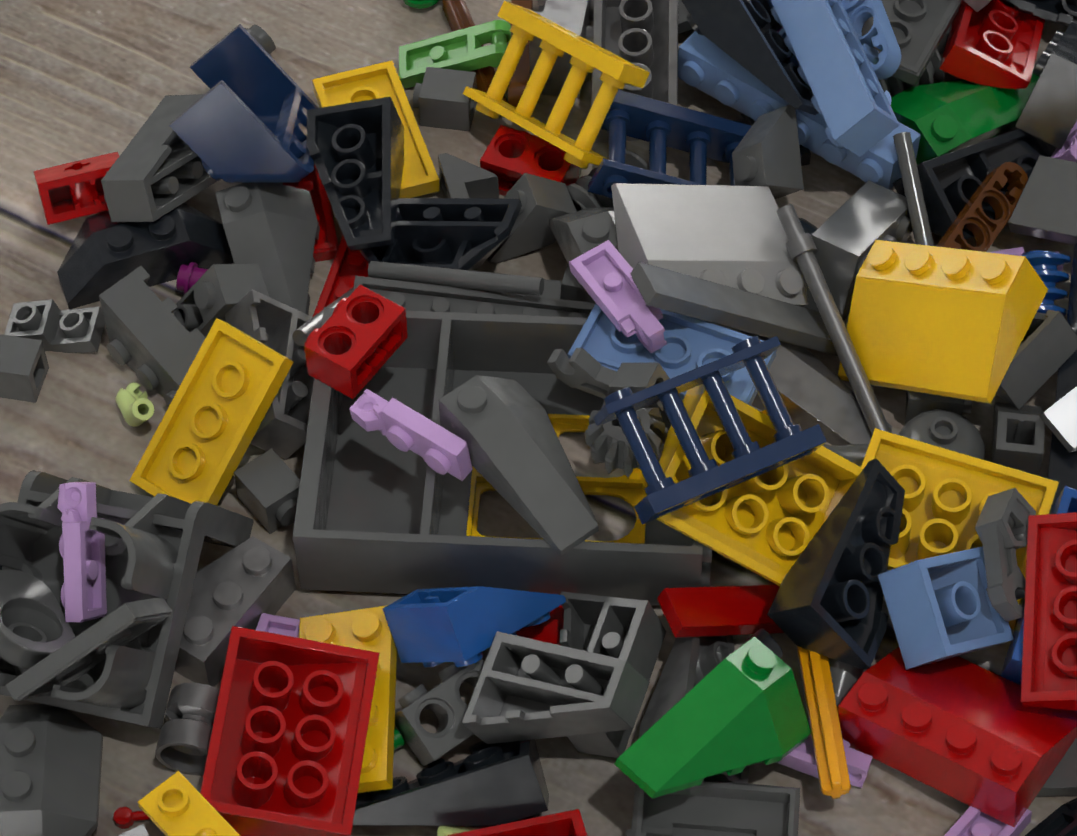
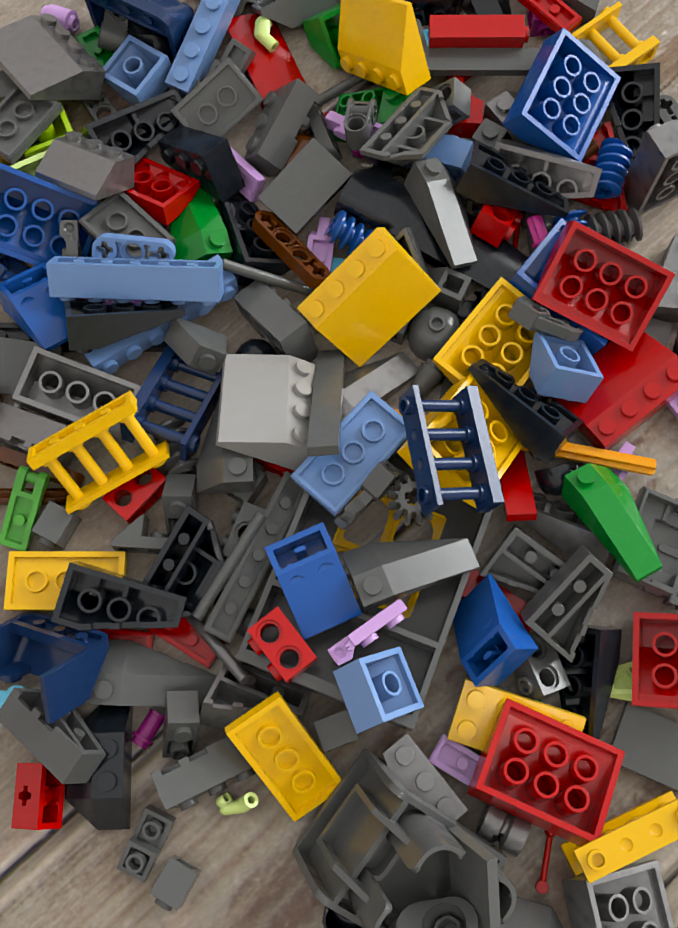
camera: 70 degrees left, 20 degrees up
(82, 554) = (400, 878): lavender hinge -> none
(334, 467) = (378, 689): none -> medium blue slope
(463, 332) = (313, 580): none -> blue slope
(610, 284) = (303, 470): lavender hinge -> none
(803, 250) = (288, 351): flat silver bar -> none

